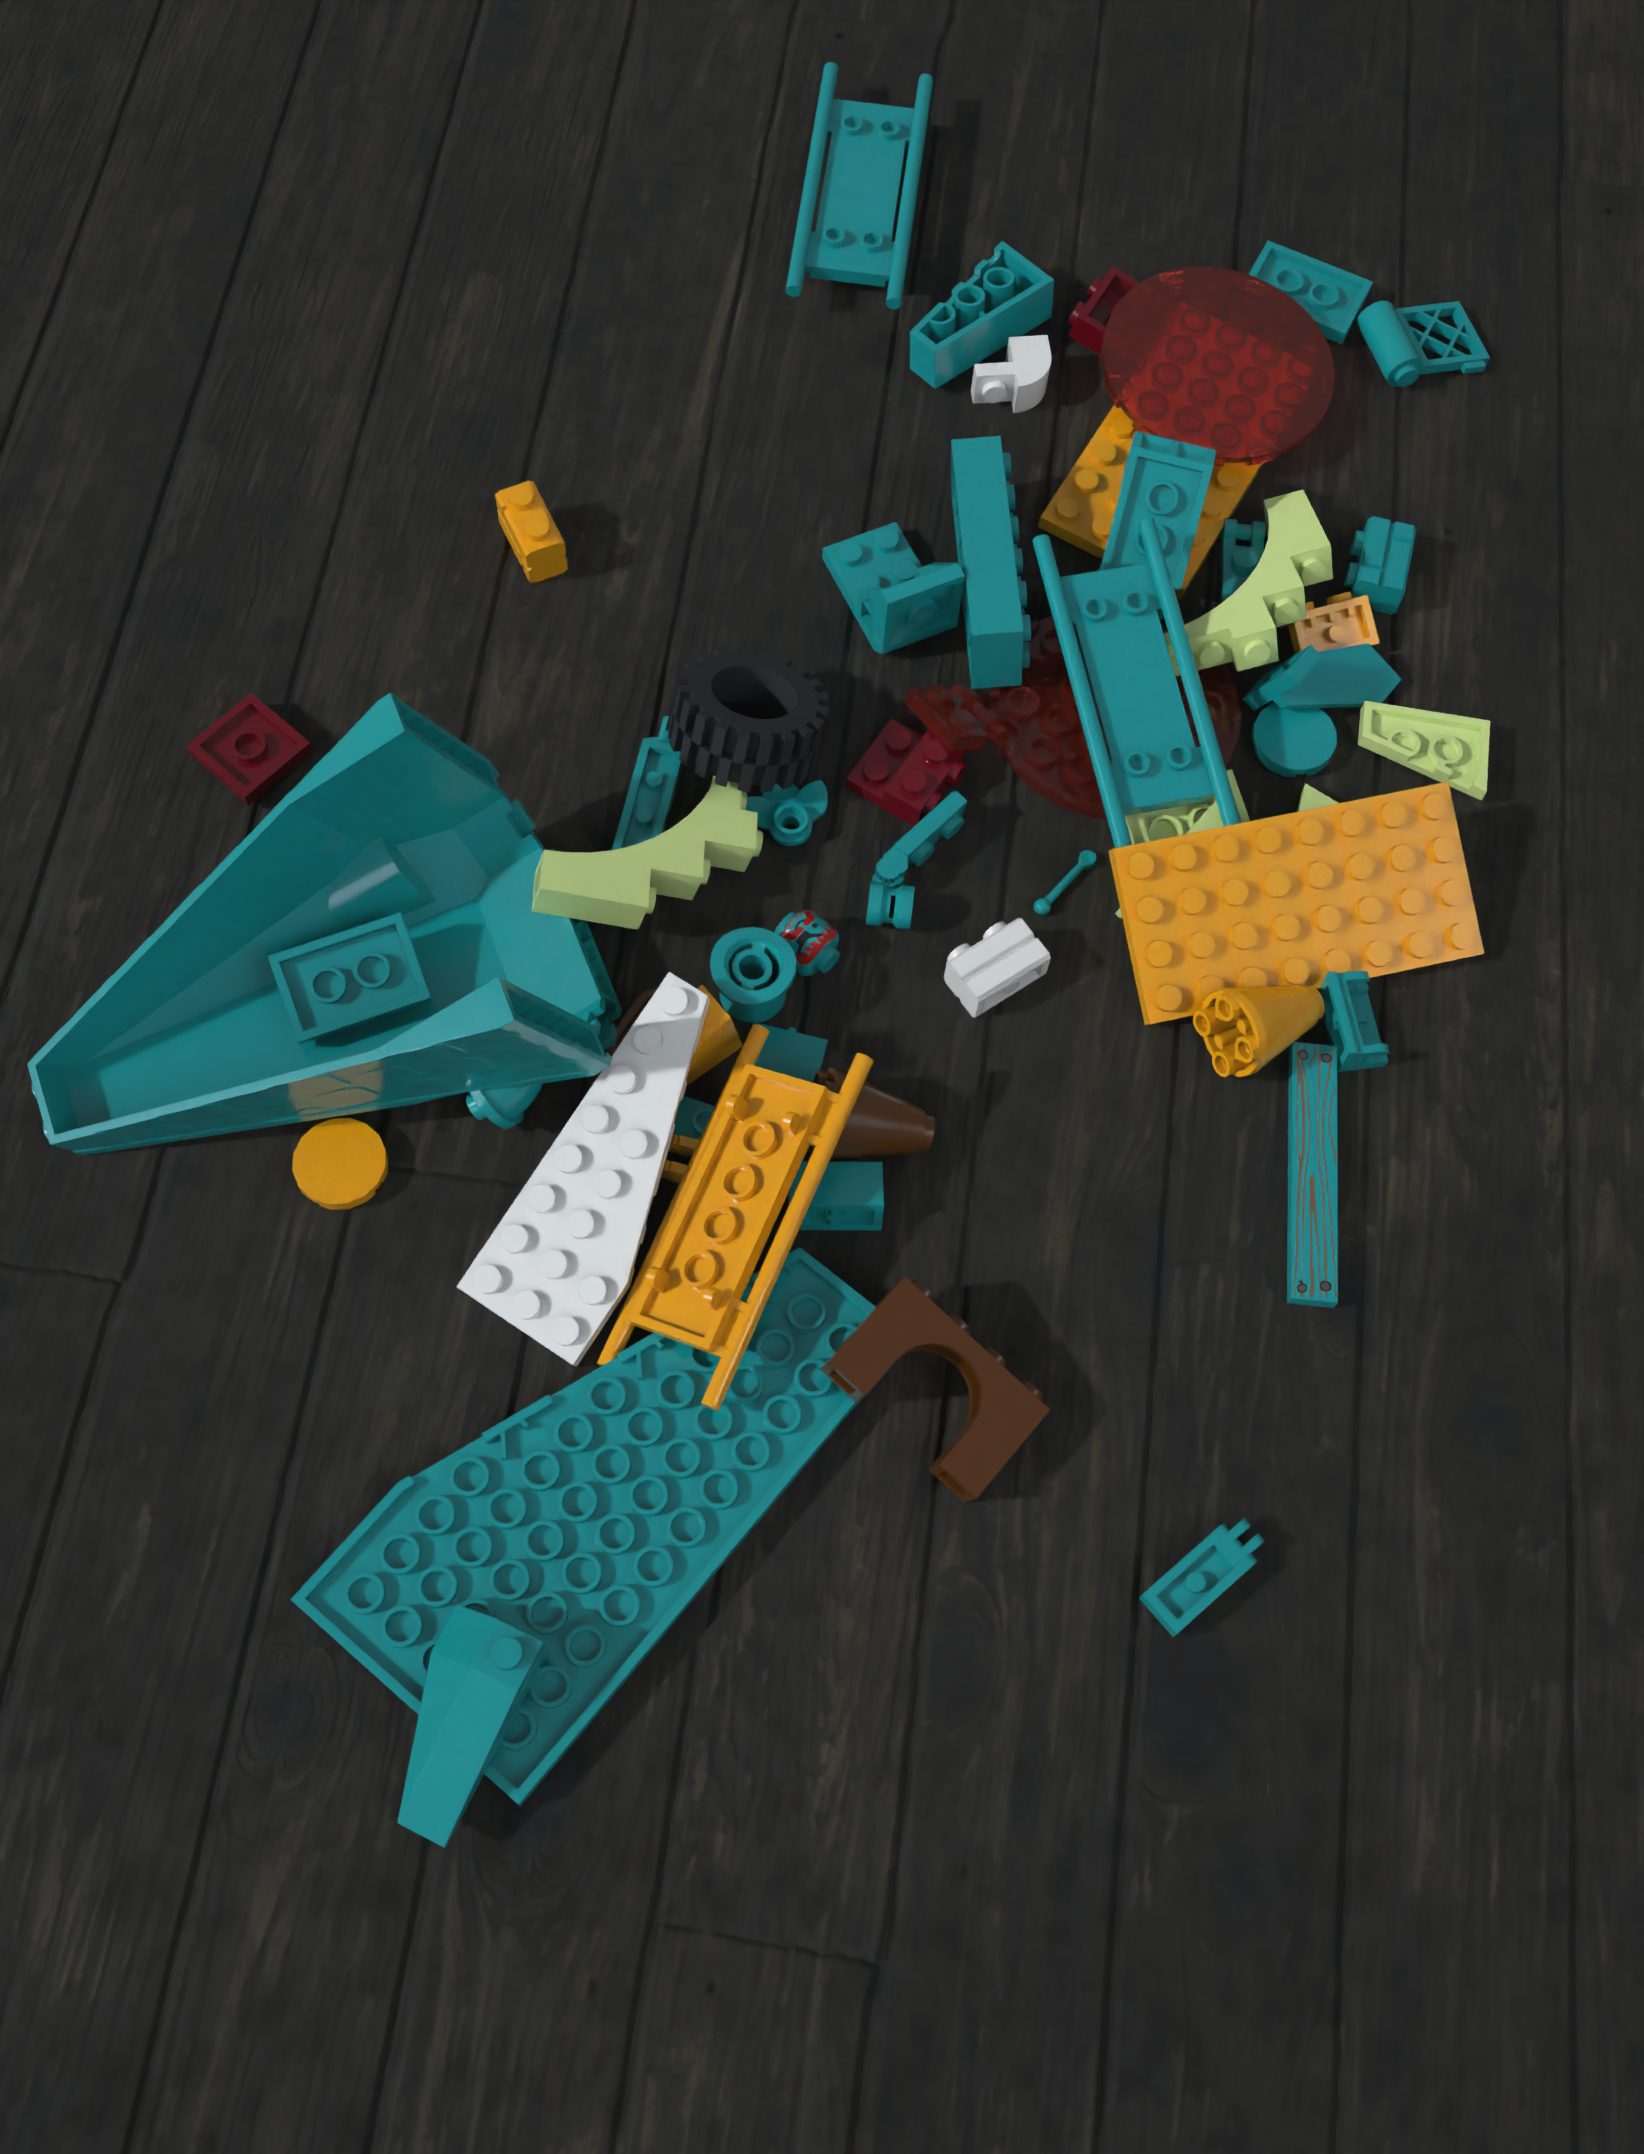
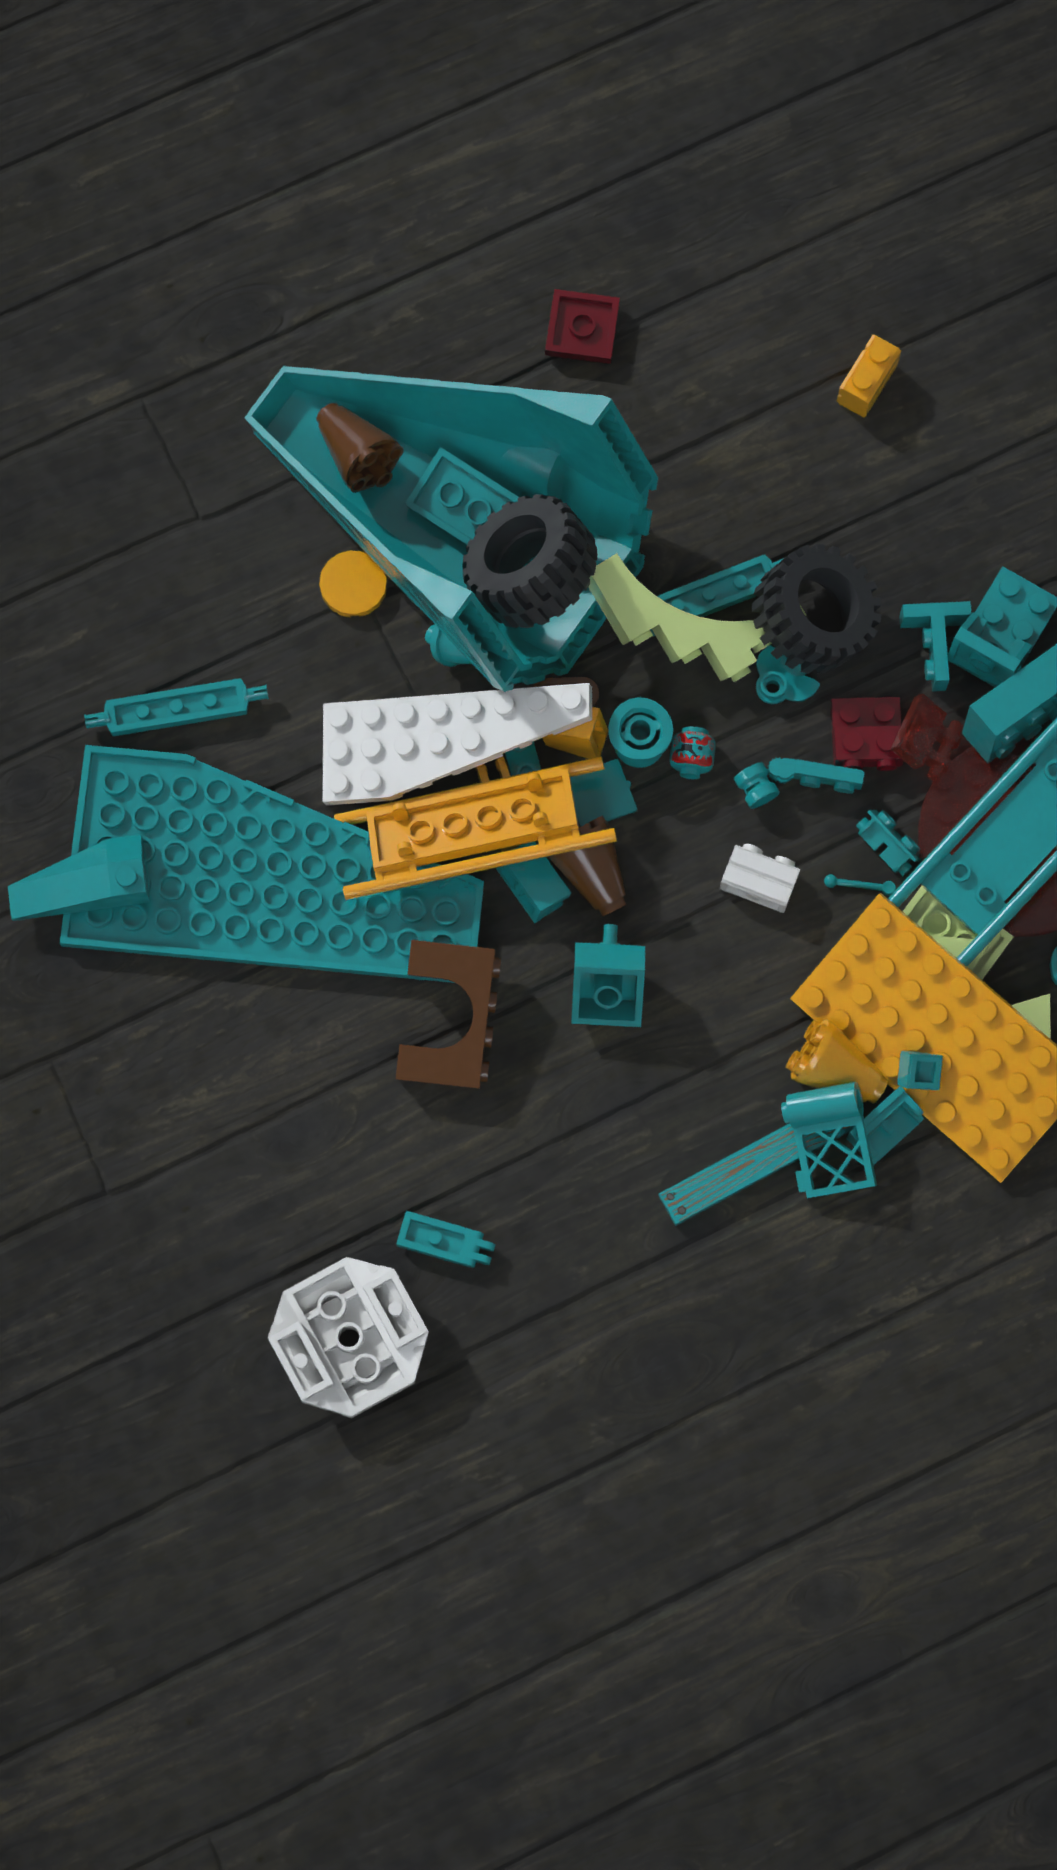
camera: 60 degrees right, 10 degrees up
(191, 1044) = (358, 448): none -> reddish brown cone
(327, 1460) = (176, 707): none -> teal plate
(442, 916) = (546, 584): none -> black tyre
(854, 646) = (935, 618): none -> teal bracket
(1019, 1185) = (608, 982): none -> teal piece
(1057, 820) = (881, 830): none -> teal hinge
(1312, 1061) = (822, 1111): none -> teal piece
(1323, 943) = (919, 1070): none -> teal slope
(1324, 1757) = (342, 1299): none -> white piece

